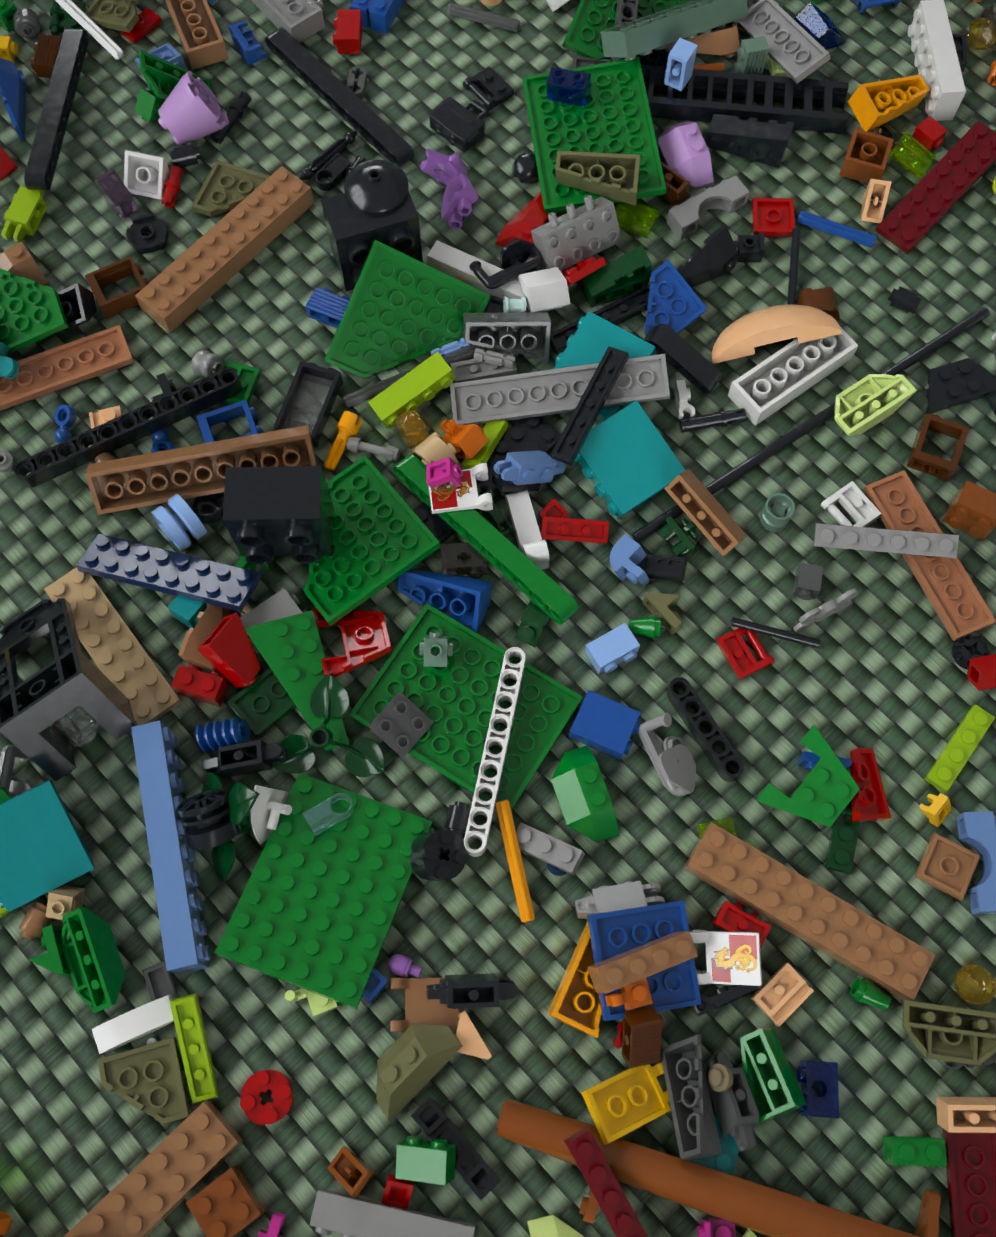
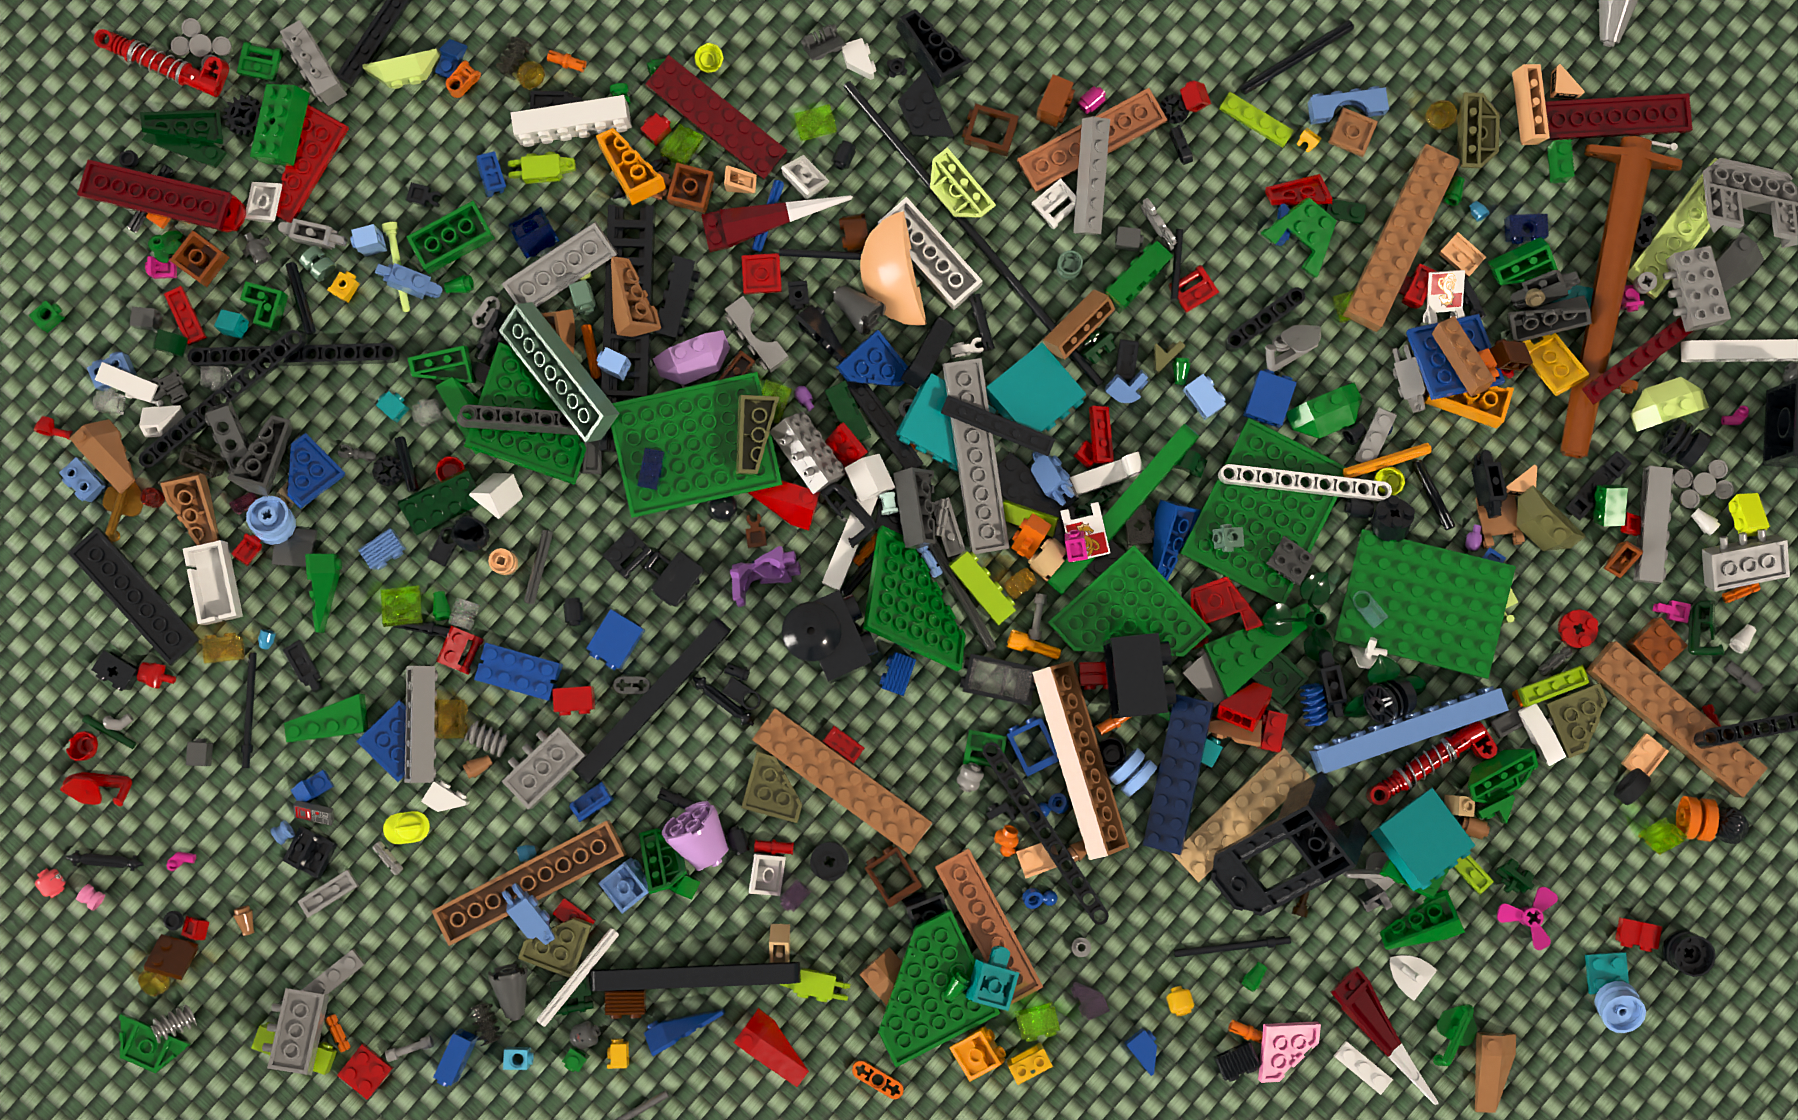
camera: 95 degrees left, 15 degrees up
(40, 1142) = (1632, 786): none -> black tyre
(73, 183) = (779, 943): none -> tan slope
(80, 1172) = (1645, 755): none -> light nougat plate
(134, 396) = (1008, 839): none -> orange animal
(138, 896) = (1446, 750): none -> red piece
(229, 1059) = (1555, 661): none -> dark grey axle
(265, 255) = (843, 744): none -> red plate
(403, 70) = (615, 640): none -> blue brick
(435, 39) = (573, 611): none -> black brick
(466, 919) = (1433, 495): none -> black axle
(491, 862) = (1393, 477): none -> neon yellow hair
(494, 193) = (755, 535): none -> reddish brown plate
(554, 825) = (1354, 433): none -> black piece
(644, 241) = (804, 397): none -> medium lavender cylinder
(730, 299) = (859, 308): none -> dark grey cone
(743, 90) = (631, 308): none -> medium nougat wedge
(761, 584) = (1138, 276): none -> green wedge
(828, 202) = (739, 224): none -> dark red plate
(842, 1025) = (1478, 211): none -> dark azure hose
(879, 261) = (804, 177): none -> white slope
(885, 40) = (542, 167): none -> lime hinge
(925, 652) = (1181, 145): none -> black piece
(940, 279) = (815, 122): none -> clear neon green plate
(968, 108) = (620, 89): none -> green wheel
(978, 557) = (1092, 99): none -> dark pink brick

